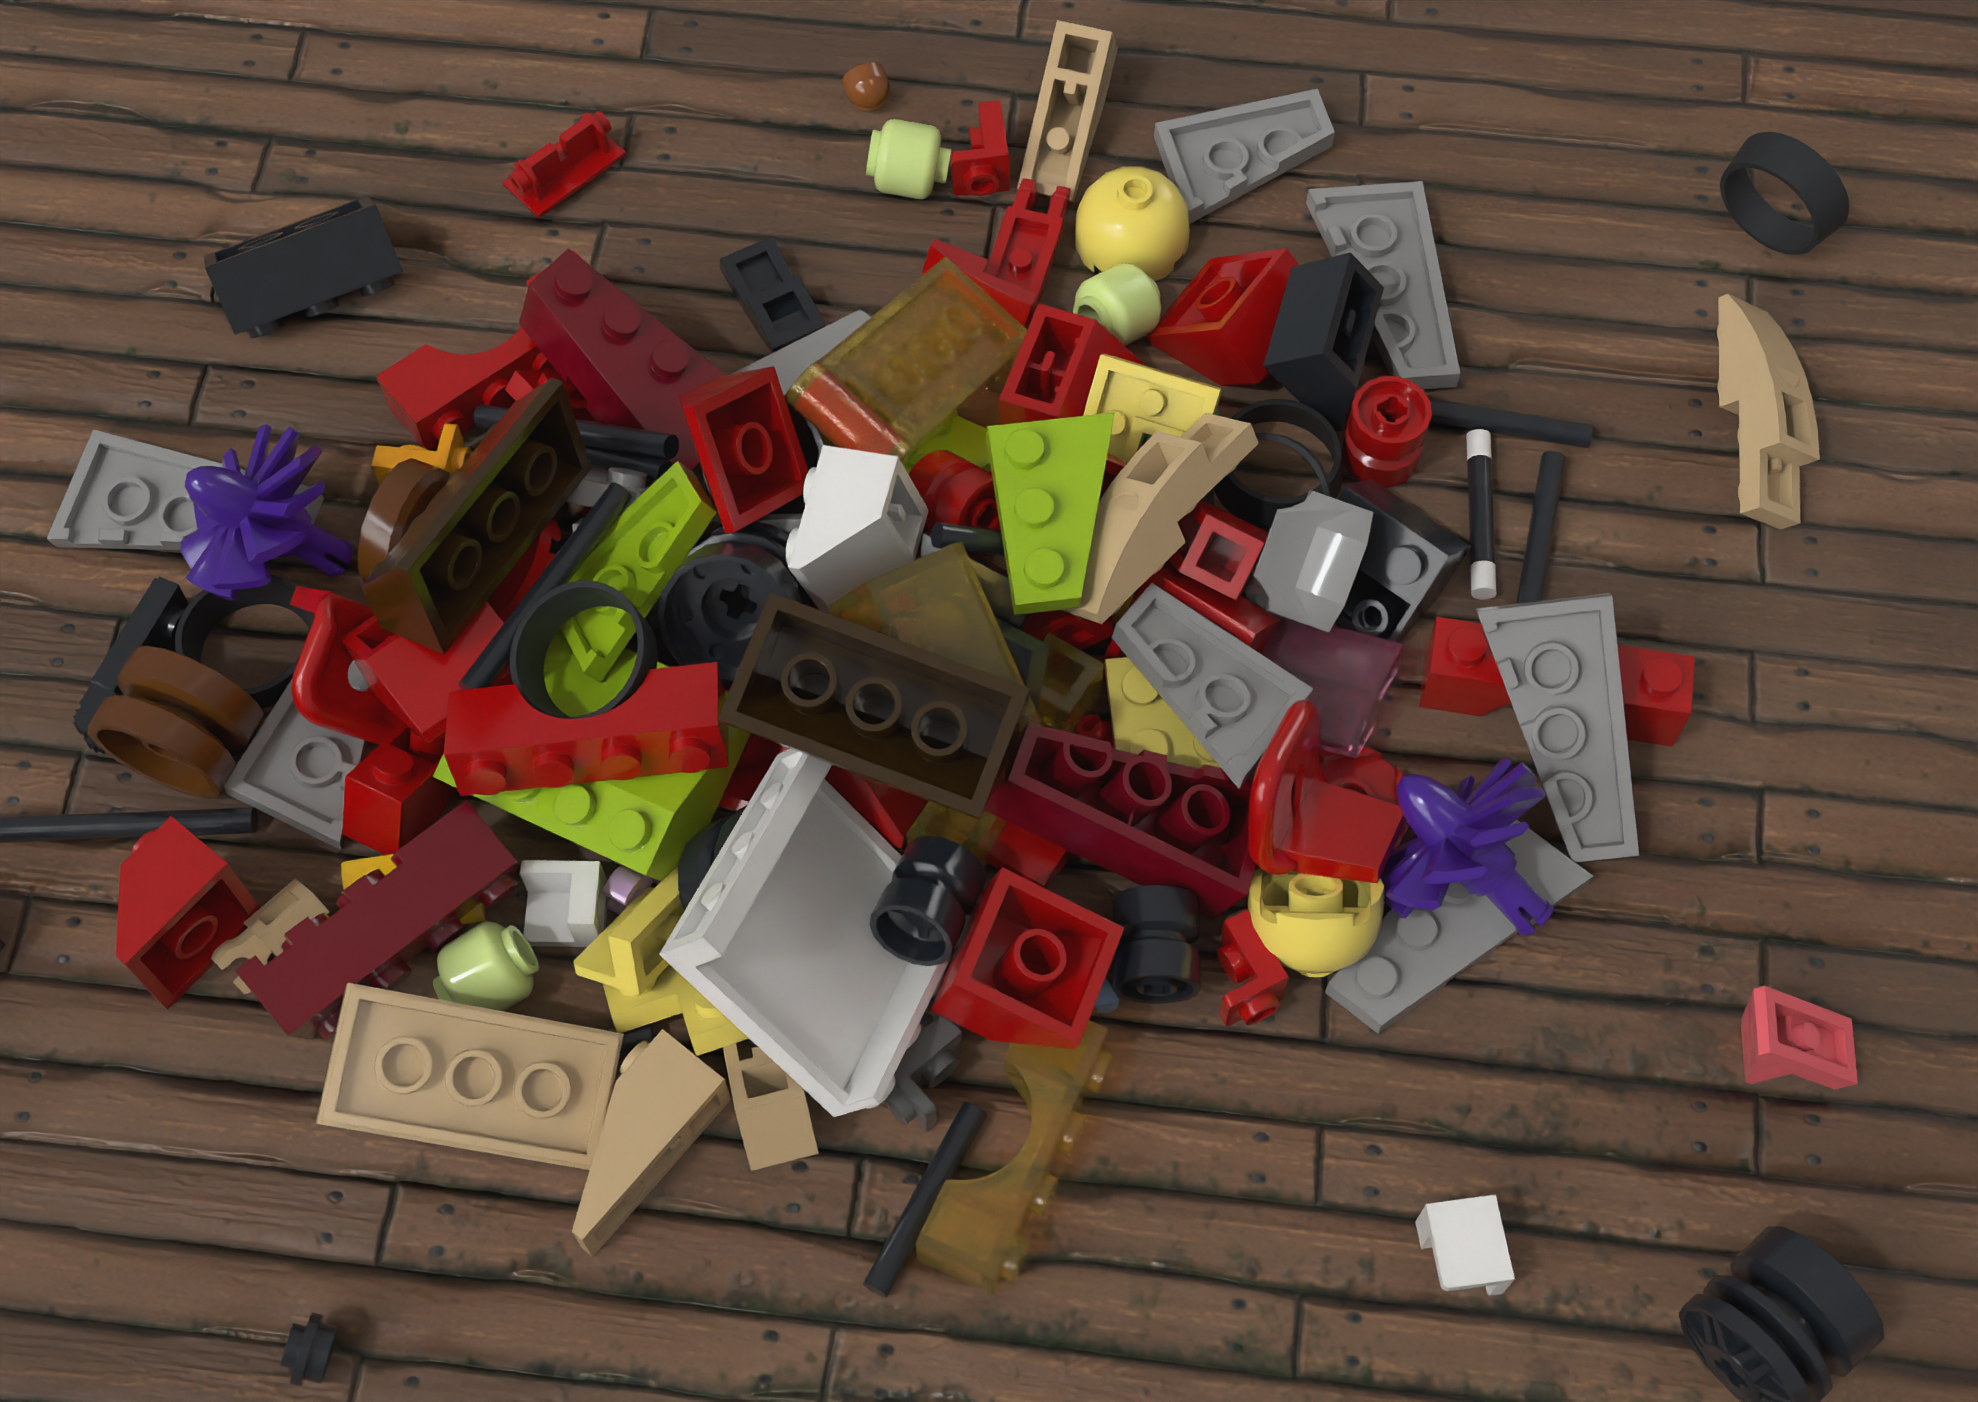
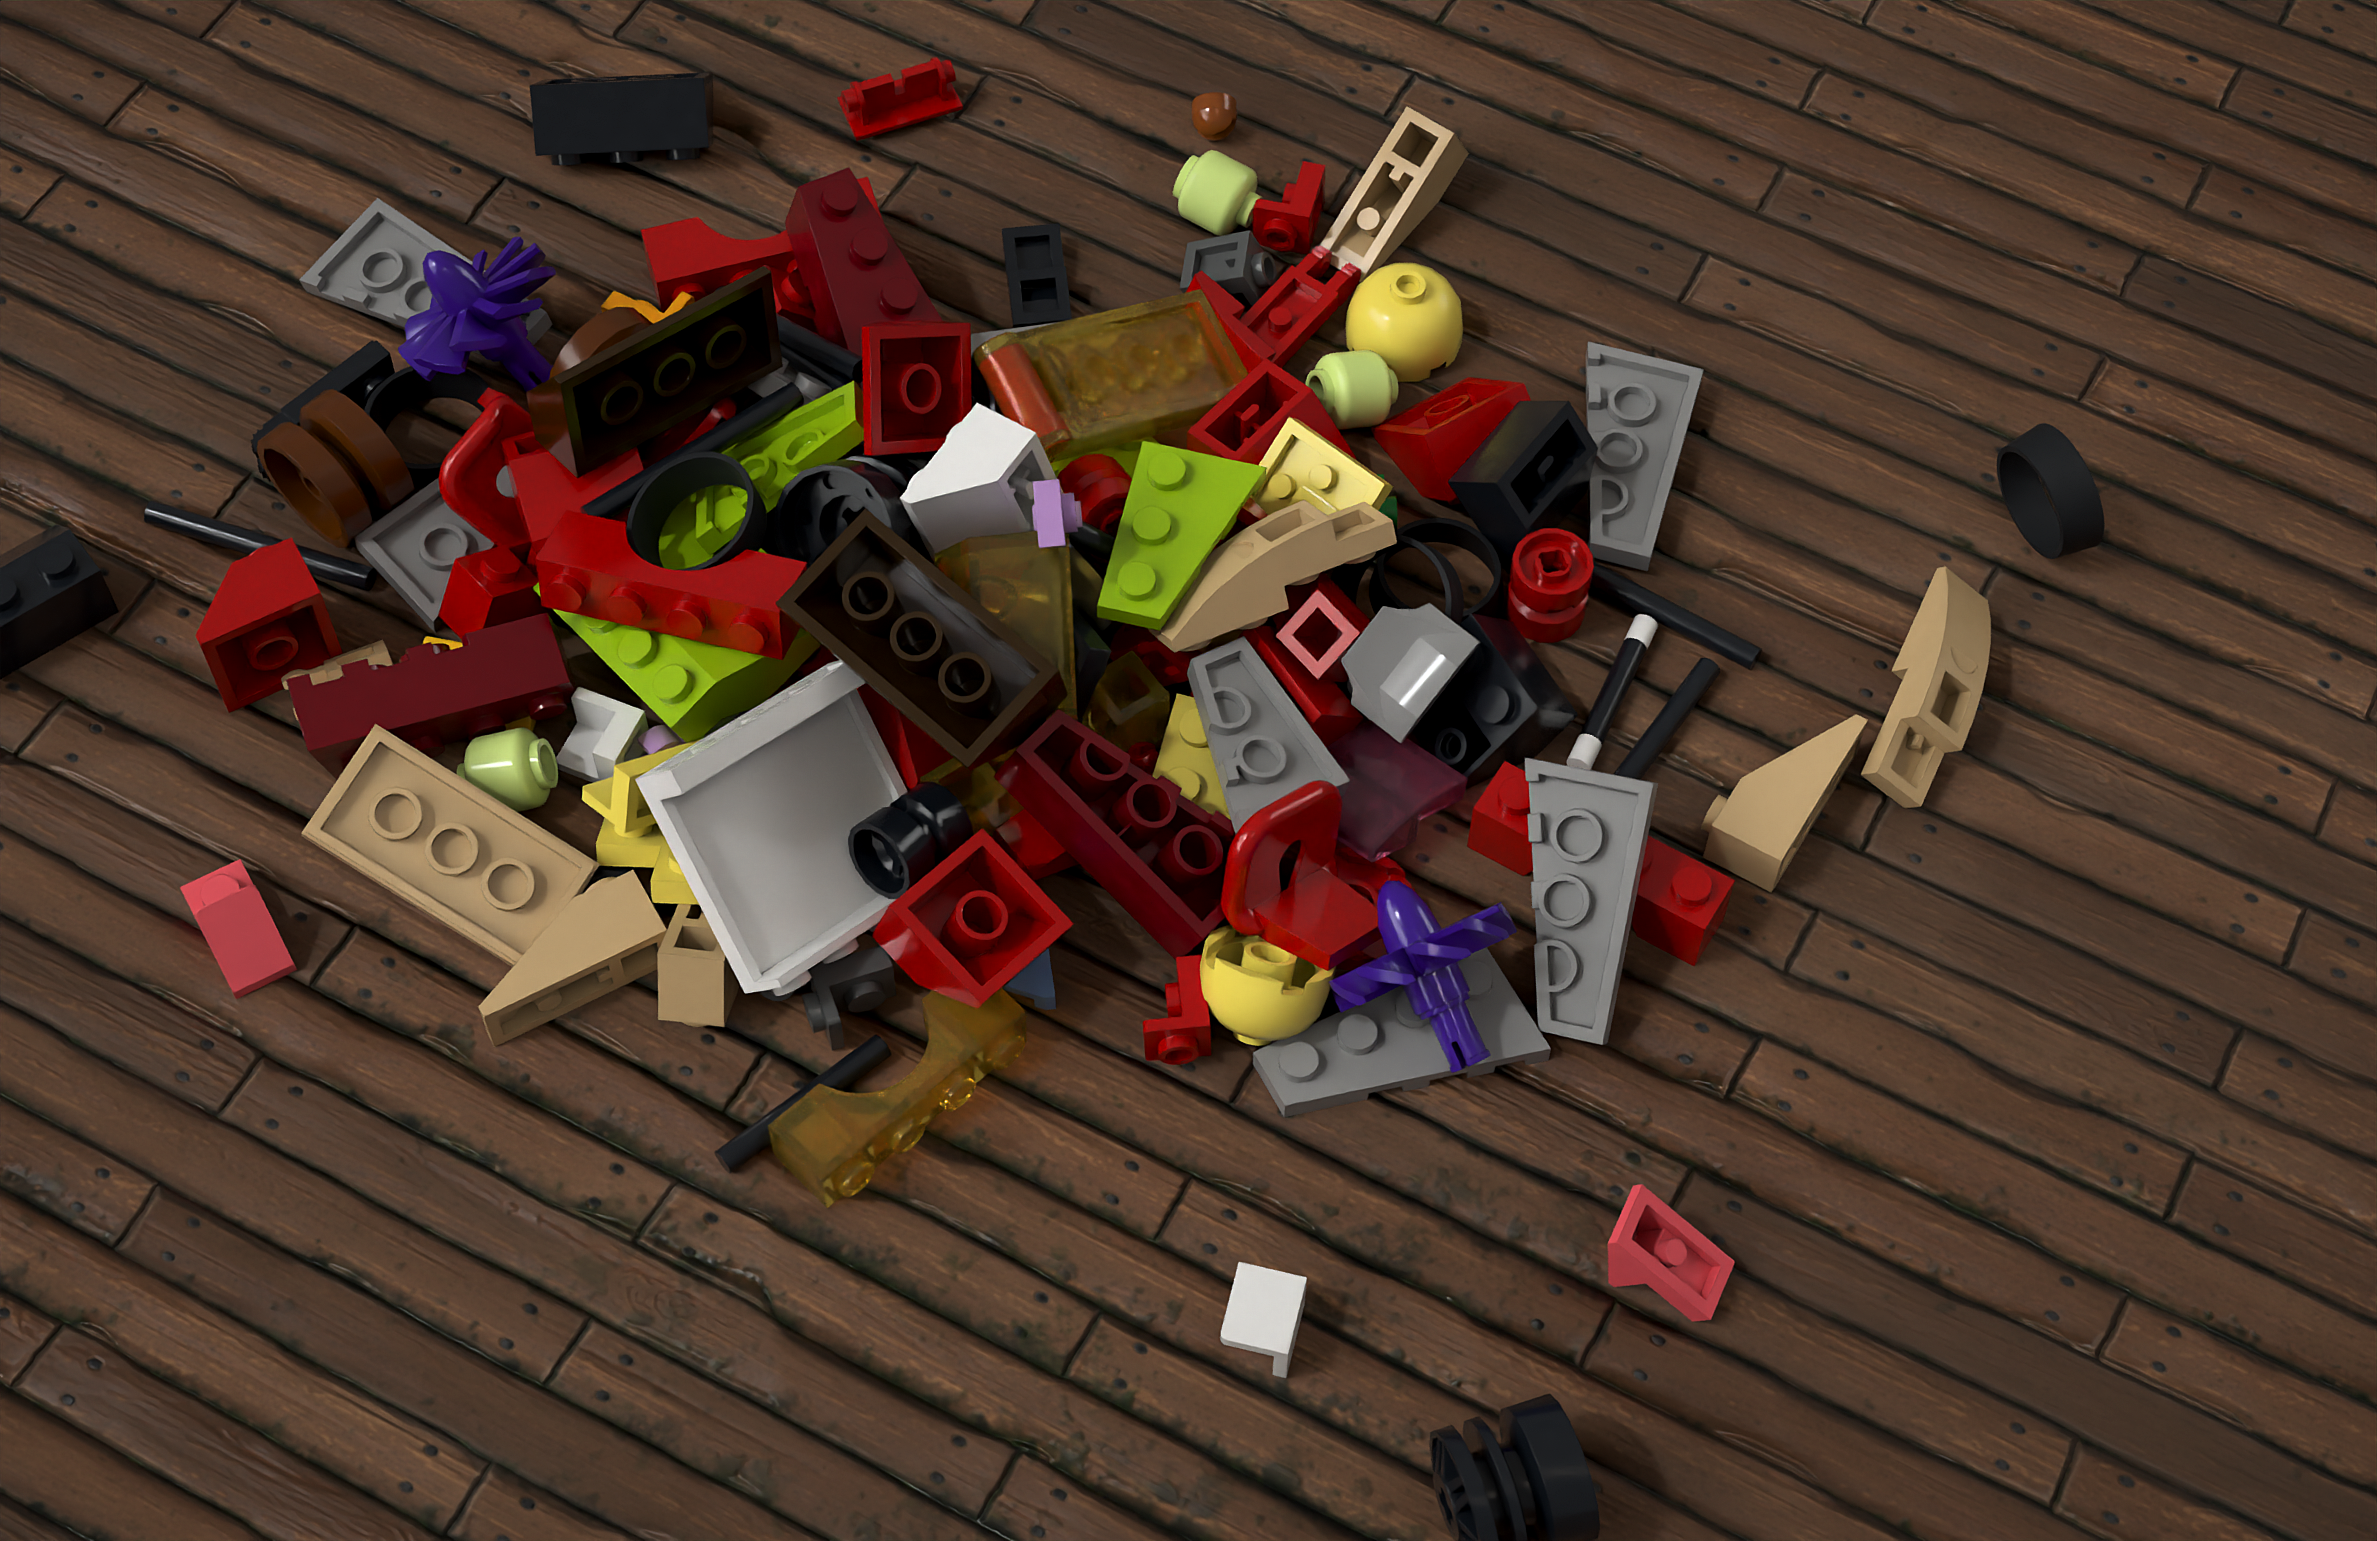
camera: 20 degrees right, 5 degrees down
(278, 1234) = (238, 928): none -> coral slope
(309, 1350) = (221, 1027): black plate -> none
(950, 533) = (1054, 514): none -> lavender plate
(951, 219) = (1233, 263): none -> dark grey bracket
(1156, 948) = (1109, 955): black wheel -> none
(1241, 147) = (1544, 283): light grey wing -> none
(1682, 581) = (1778, 804): none -> tan slope

